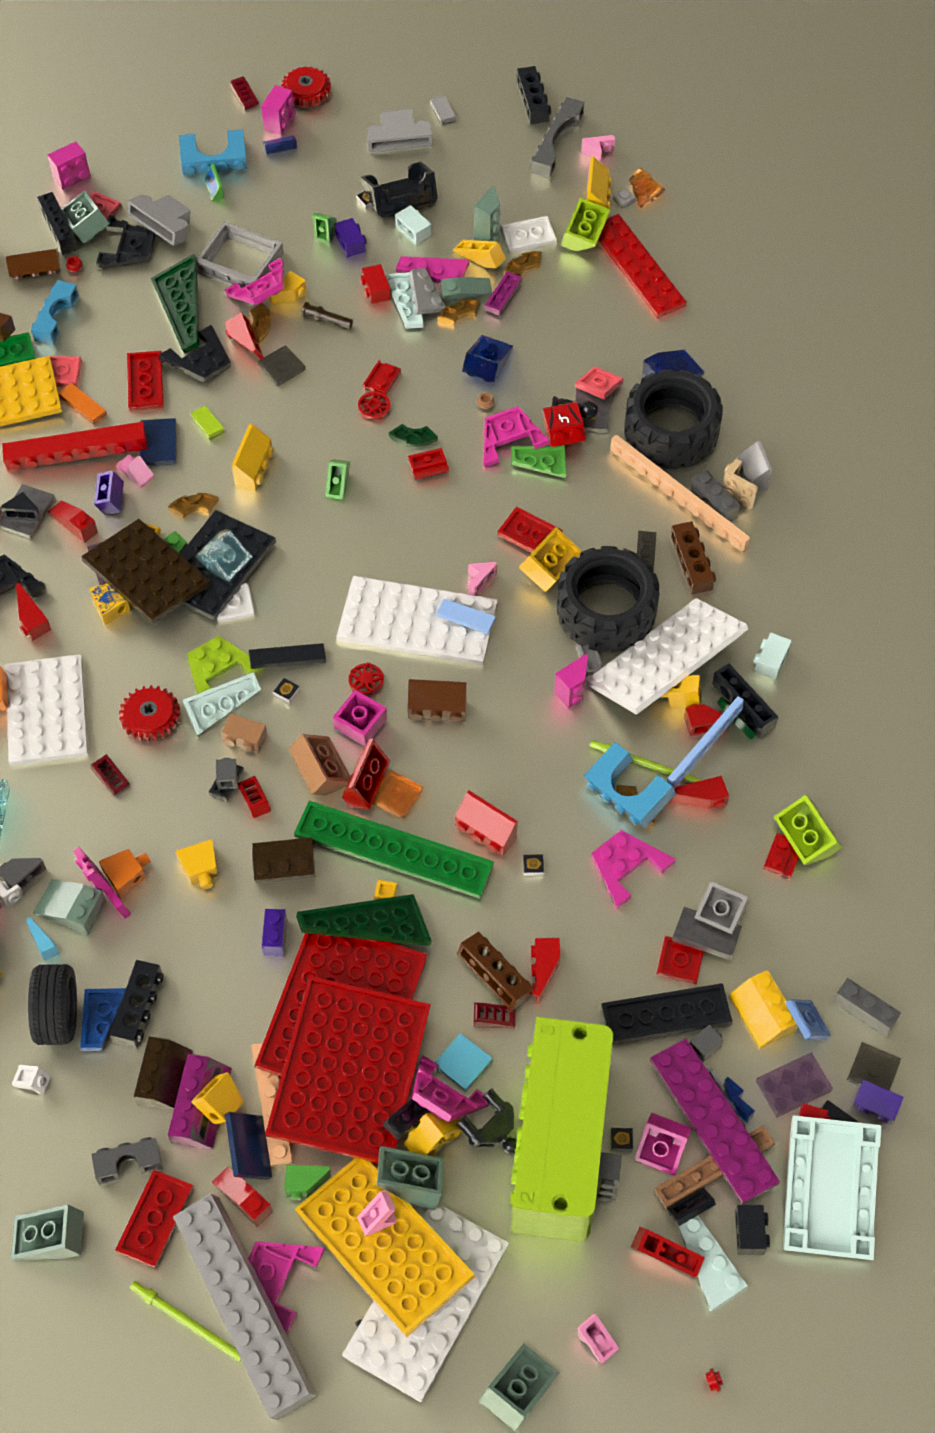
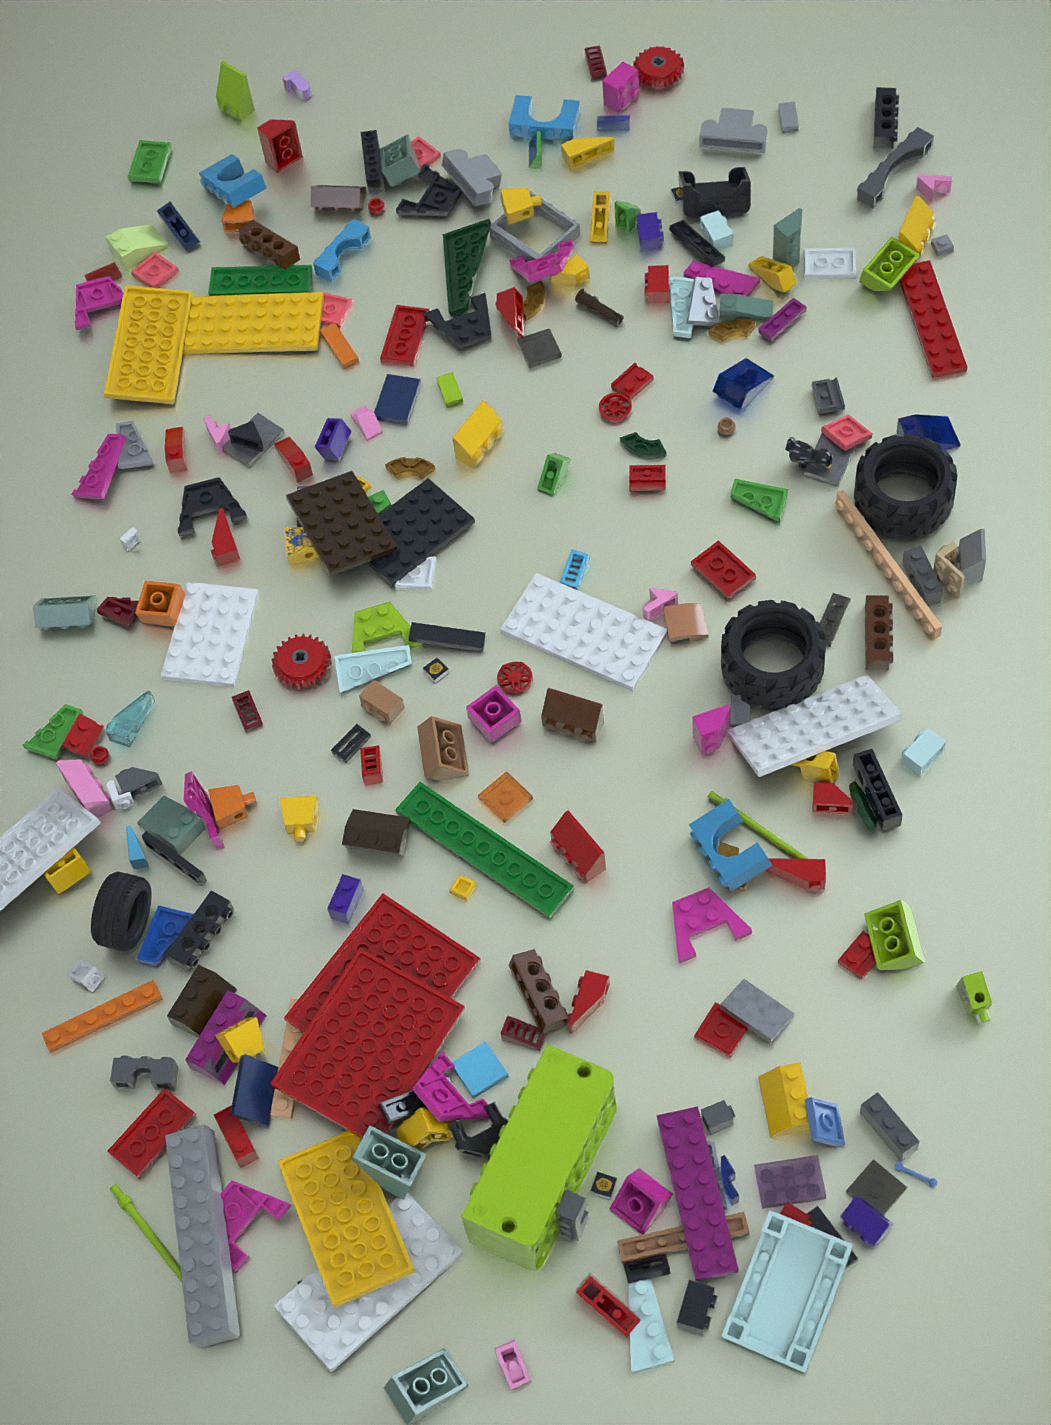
camera: 25 degrees right, 0 degrees up
(48, 1234) = (55, 1119): sand green slope -> none
(61, 1116) = (101, 1016): none -> orange plate
(69, 165) = (401, 106): dark pink brick -> none
(74, 446) = (317, 386): red brick -> none
(85, 938) = (174, 858): none -> black tile
(218, 234) = (518, 204): none -> yellow torso
(224, 555) = (418, 525): clear light blue slope -> none
(226, 774) = (351, 736): dark grey brick -> none
(263, 173) = (586, 149): none -> yellow slope
(299, 232) = (600, 216): none -> yellow slope
(304, 1180) = (295, 1137): bright green slope -> none
(366, 777) = (479, 772): red slope -> none
(377, 1214) = (346, 1188): bright pink slope -> none
(384, 919) = (449, 914): dark green wing -> none
(388, 550) = (584, 557): none -> medium azure slope
(399, 239) = (697, 243): none -> black tile
(466, 616) = (629, 638): light blue tile -> none
(506, 428) = (737, 458): dark pink wing -> none
(511, 588) = (685, 621): none -> nougat slope
(522, 263) = (815, 292): pearl gold tile -> none
(533, 865) = (612, 899): tile -> none
(549, 559) = (729, 598): yellow slope -> none
(563, 424) = (792, 467): red slope -> none
(569, 353) = (828, 395): none -> dark grey plate
(645, 187) = (967, 238): clear orange slope -> none
(667, 1013) = (689, 1077): black plate -> none
(706, 742) = (817, 822): light blue tile -> none
(722, 908) = (779, 990): light grey slope -> none
(886, 1042) = (899, 1167): none -> medium blue hinge
(900, 865) = (973, 988): none -> lime torso

